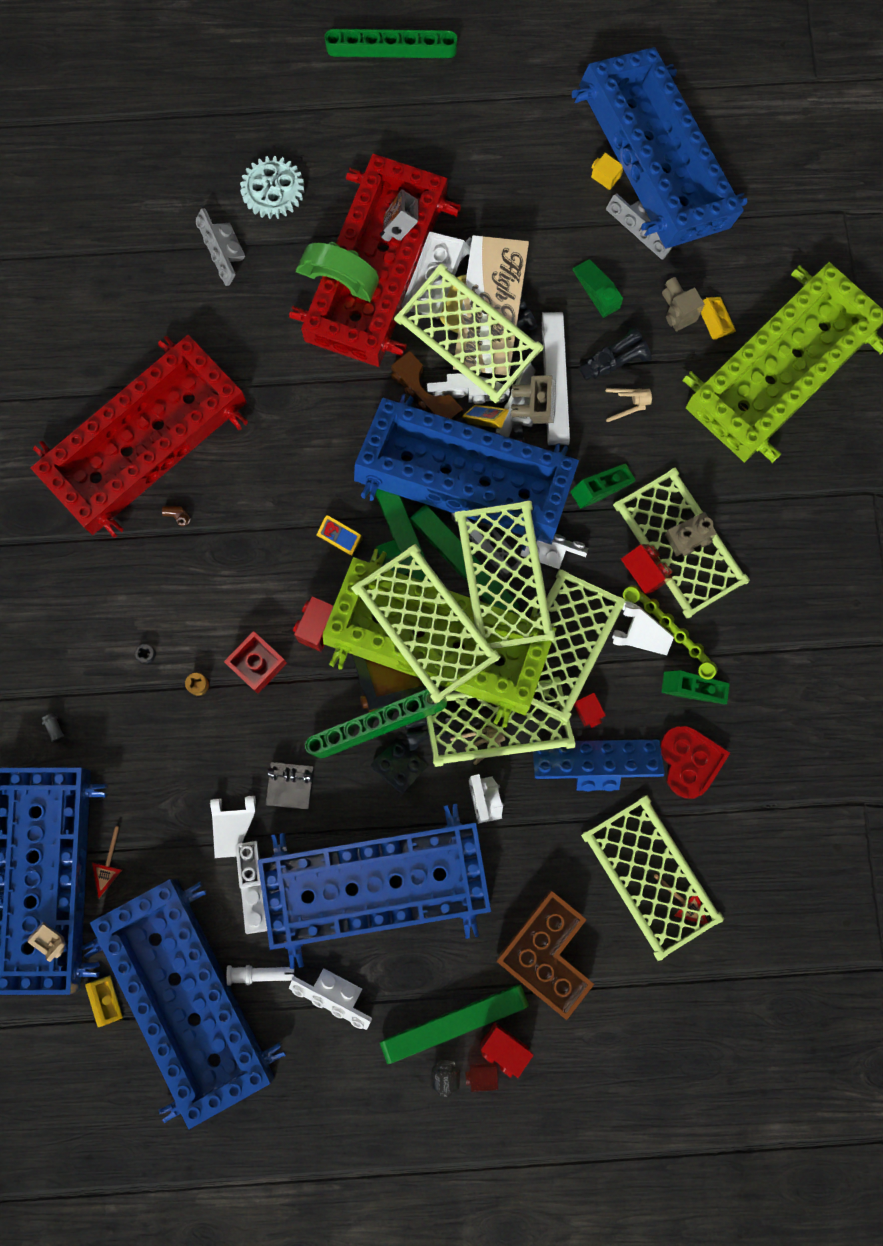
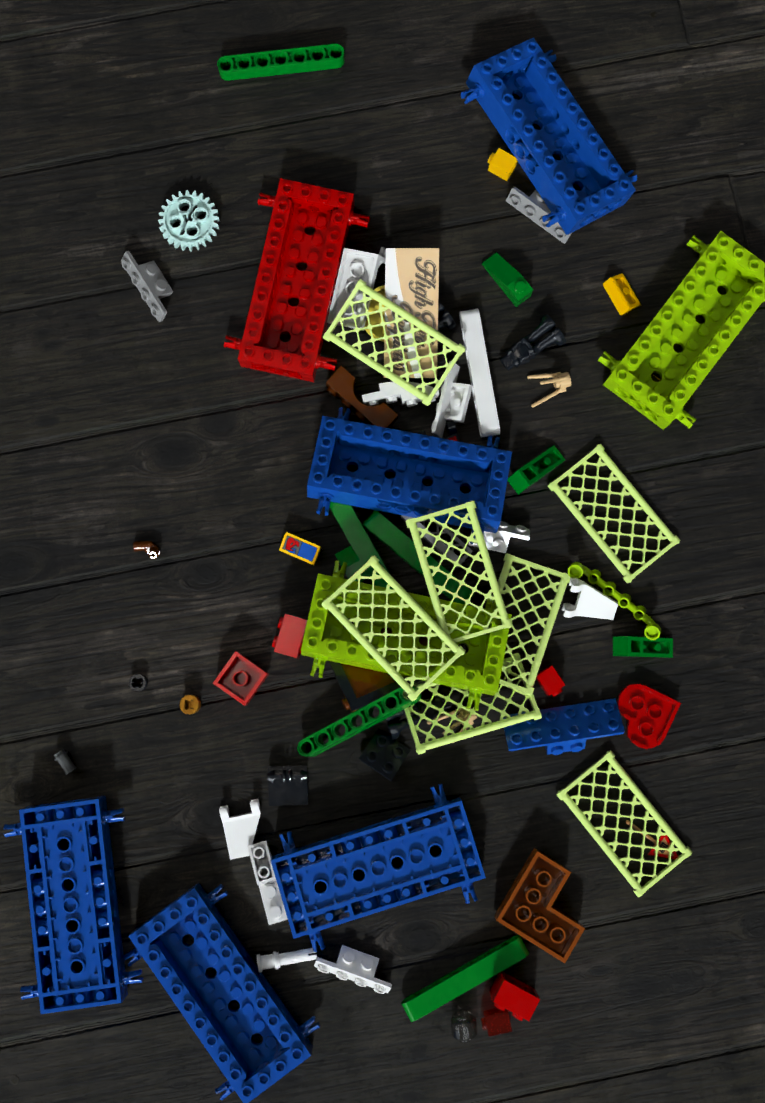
camera: 10 degrees left, 5 degrees up
(47, 941) = (94, 960): tan bracket -> none
(104, 1001) = (150, 1000): yellow slope -> none
(105, 874) = (133, 888): piece -> none
(129, 423) = (90, 468): red piece -> none
(341, 265) = (264, 294): bright green brick -> none
(400, 216) = (315, 237): light grey torso -> none
(486, 416) = (420, 418): yellow slope -> none
(487, 807) = (466, 768): white plate -> none
(542, 399) = (470, 399): dark tan brick -> none
(647, 568) = (587, 544): red brick -> none
(683, 305) = (589, 289): dark tan brick -> none
(691, 534) = (622, 506): dark tan brick -> none

